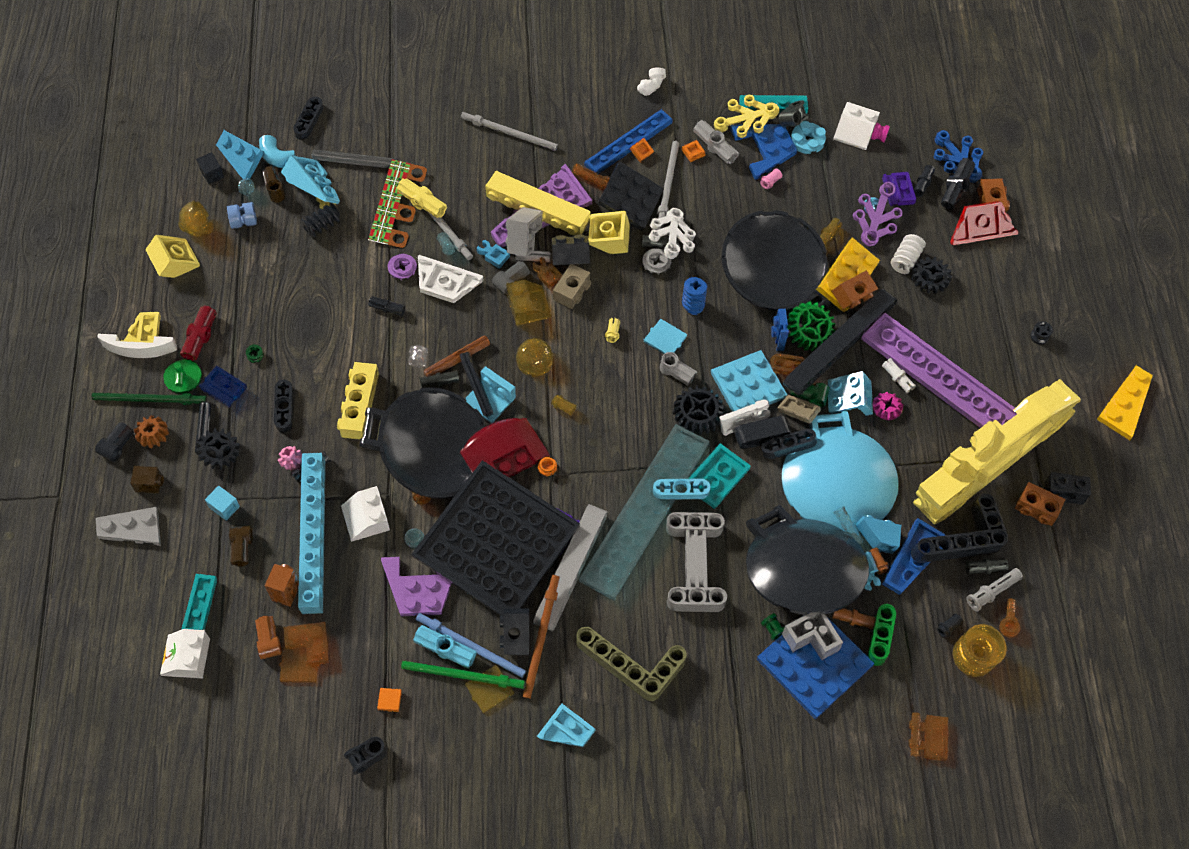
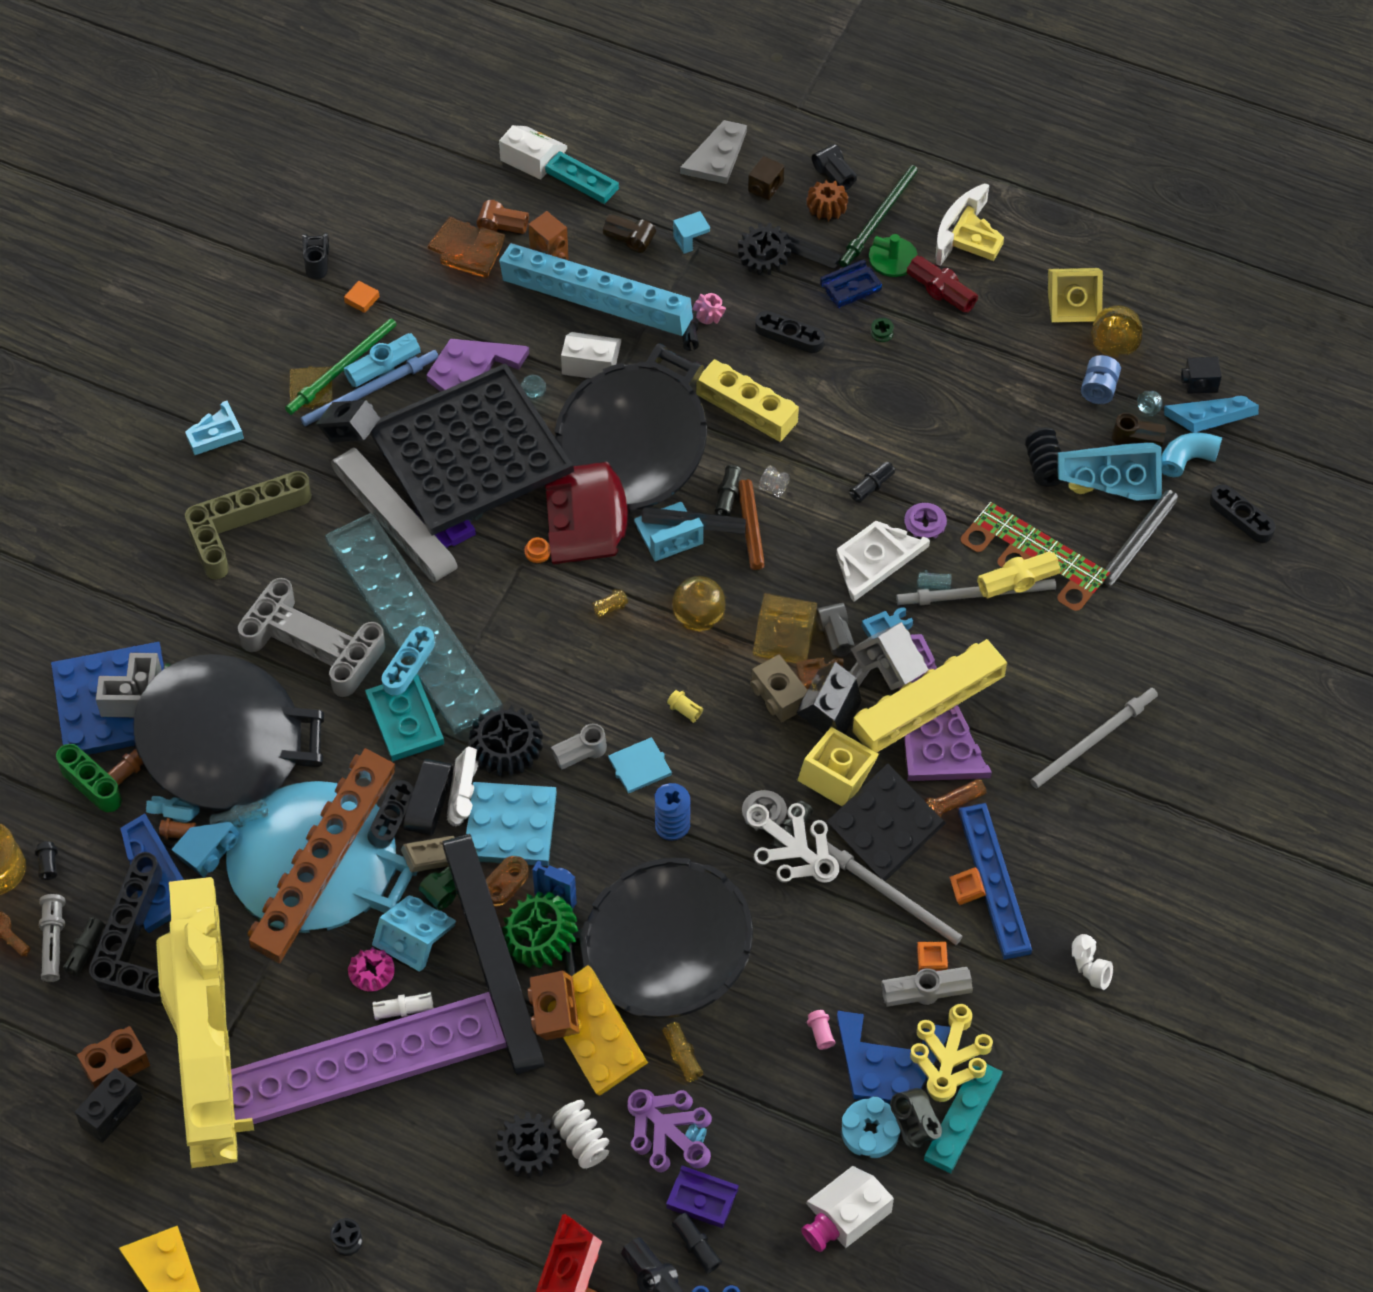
camera: 120 degrees right, 5 degrees down
(550, 596) = (359, 461): dark orange bar -> none
(850, 451) = (277, 943): none -> dark orange brick

